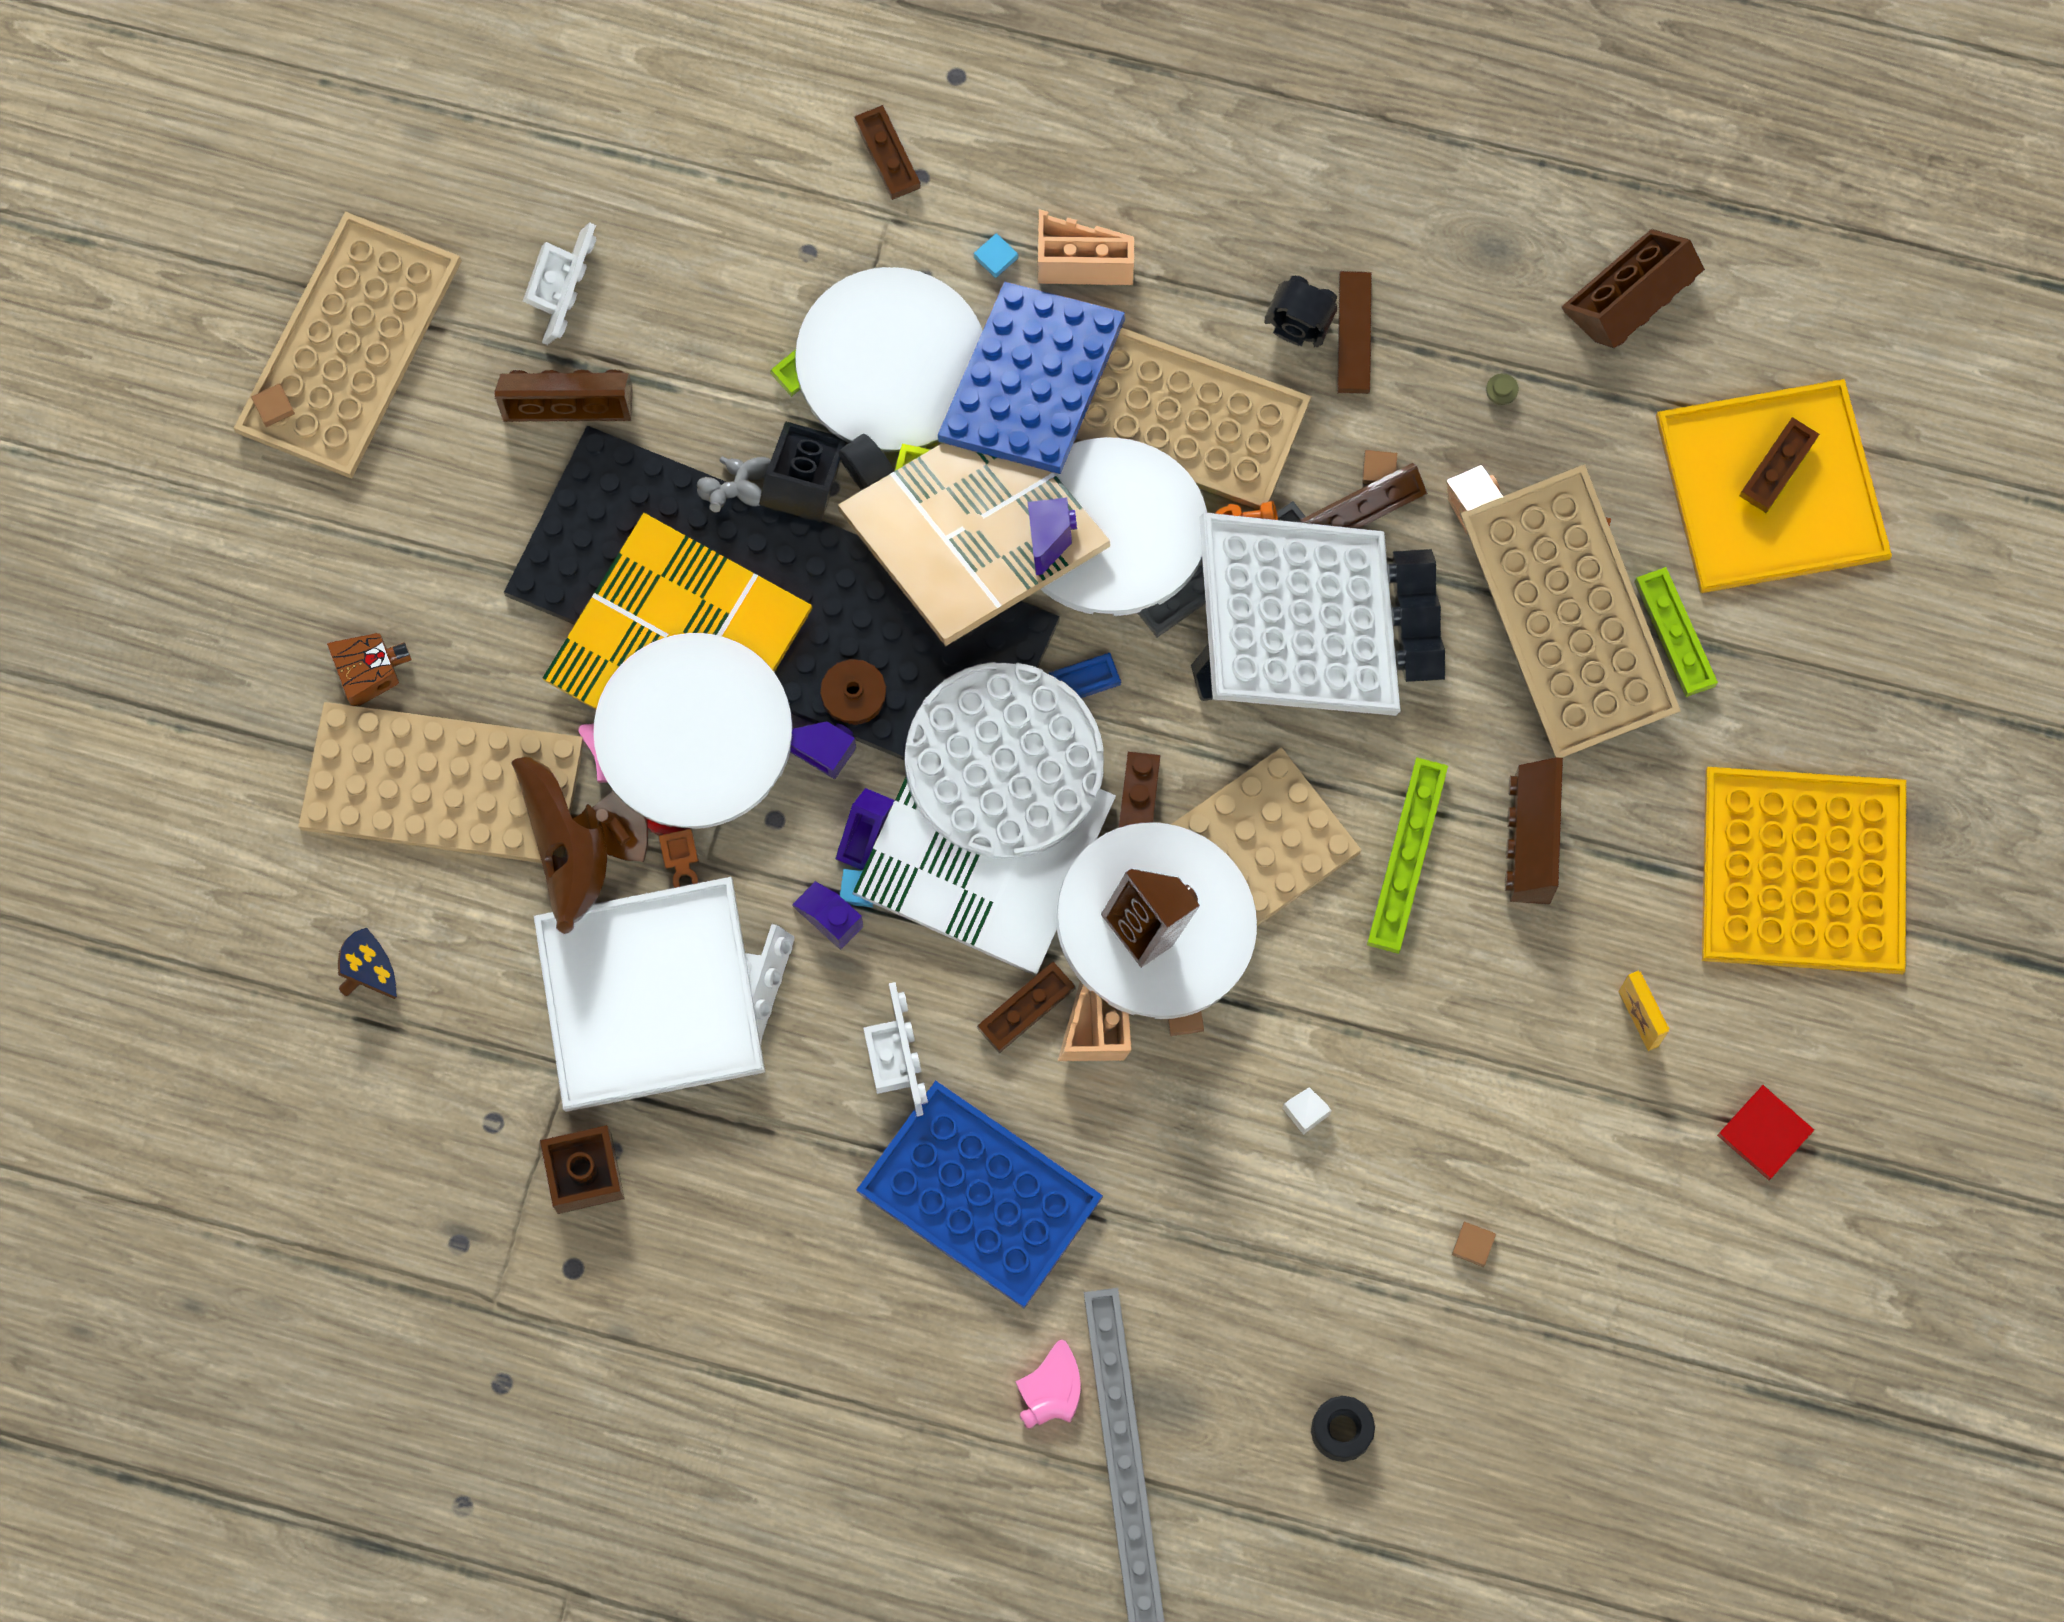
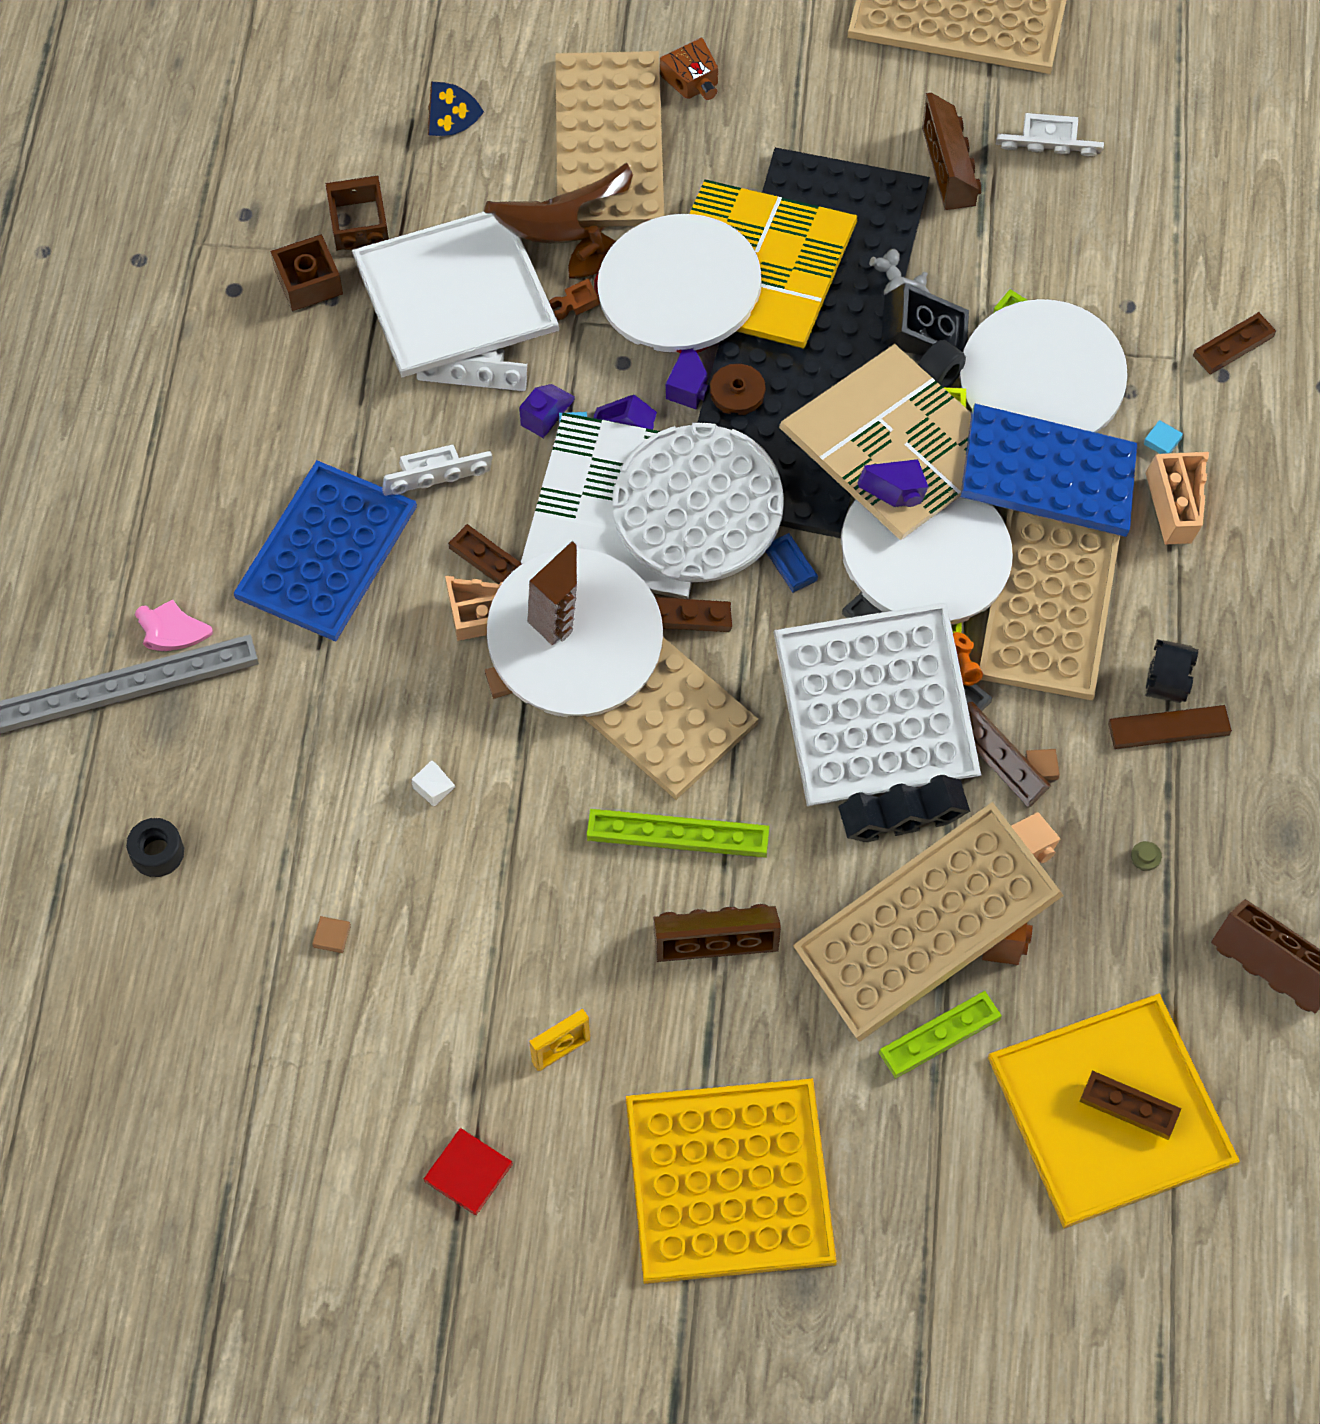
camera: 80 degrees right, 10 degrees down
(464, 1090) = (341, 194): none -> reddish brown window

